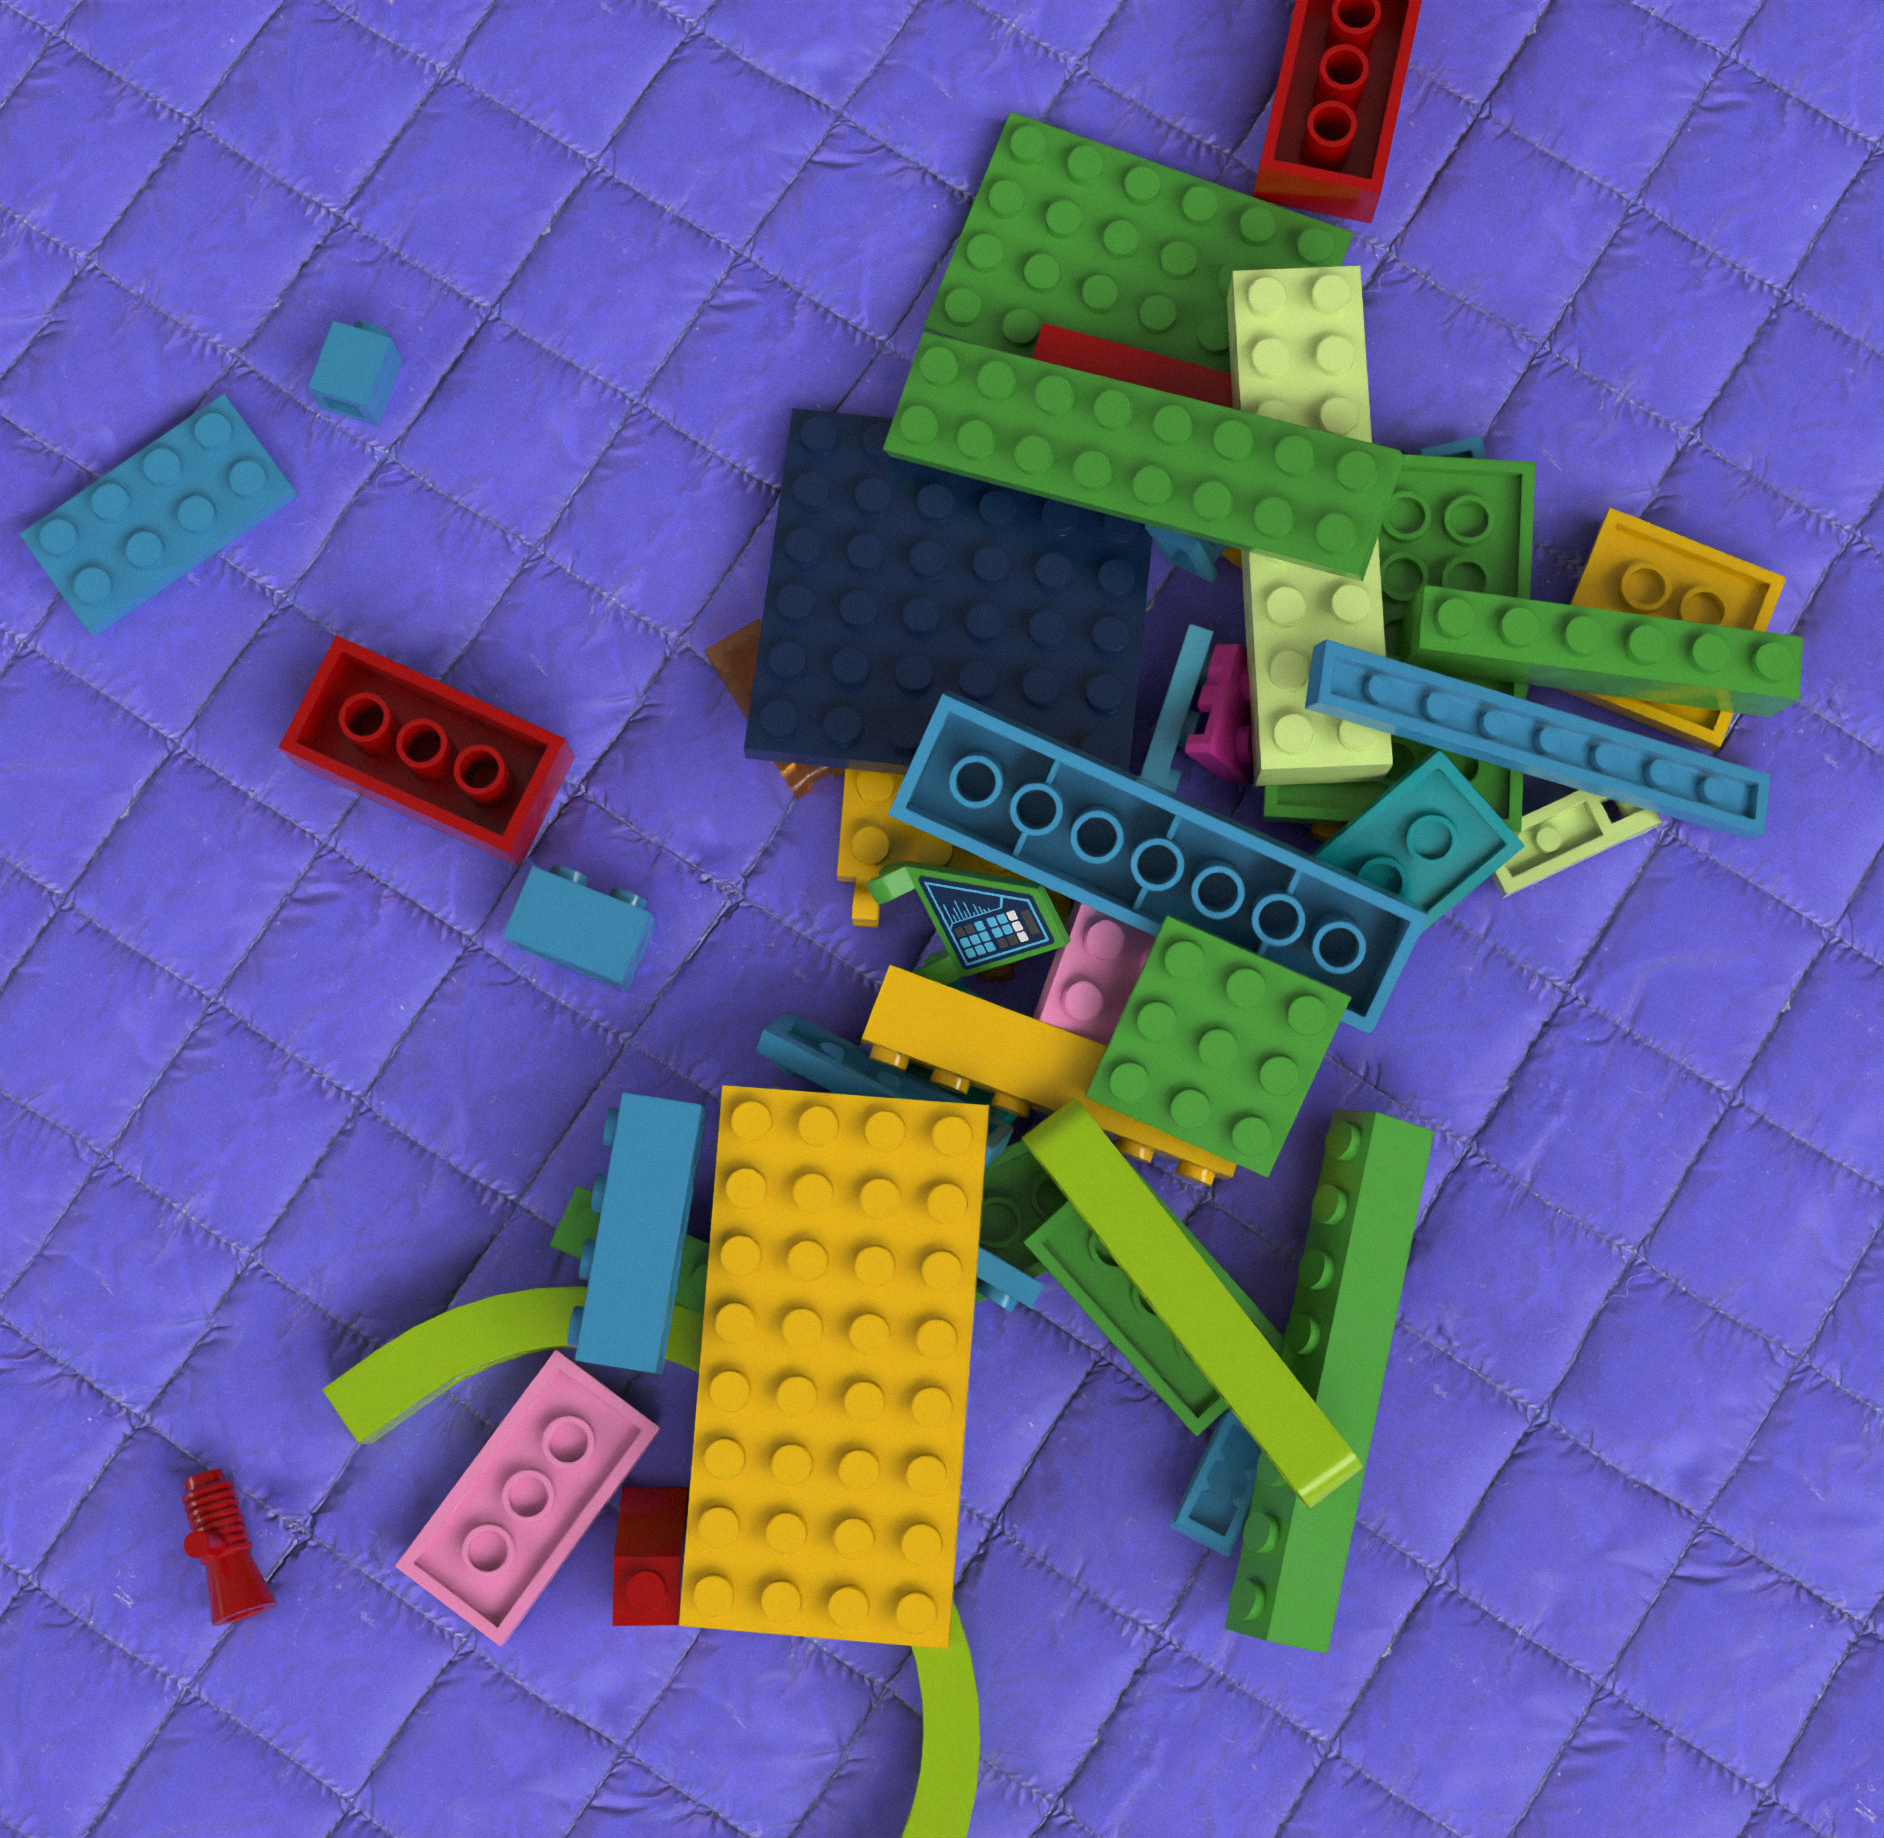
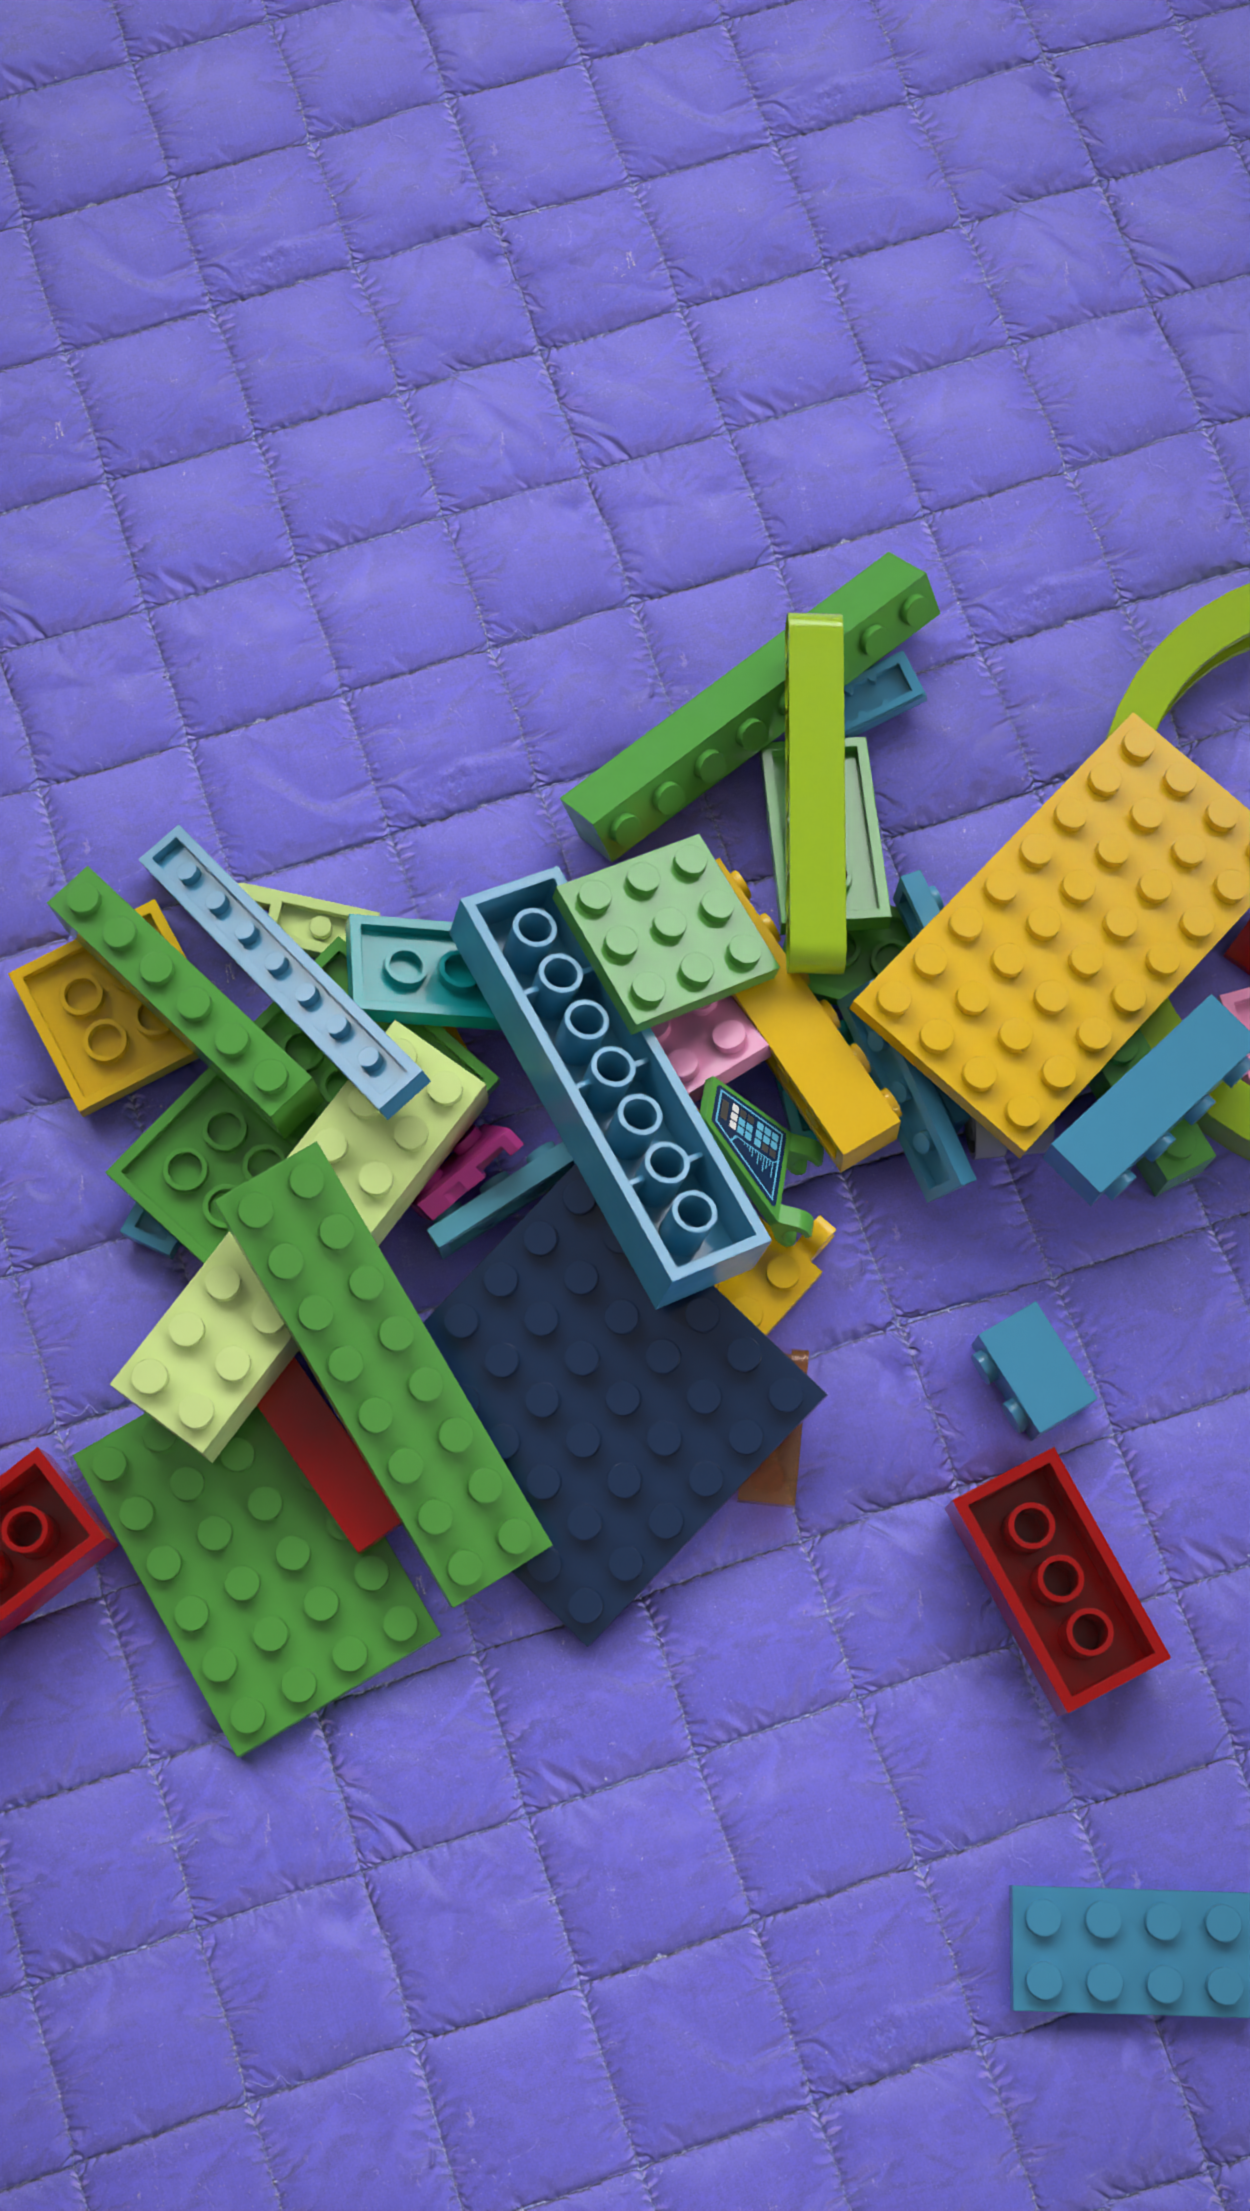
camera: 145 degrees left, 5 degrees down
(356, 371) = (897, 1943): dark azure brick -> none

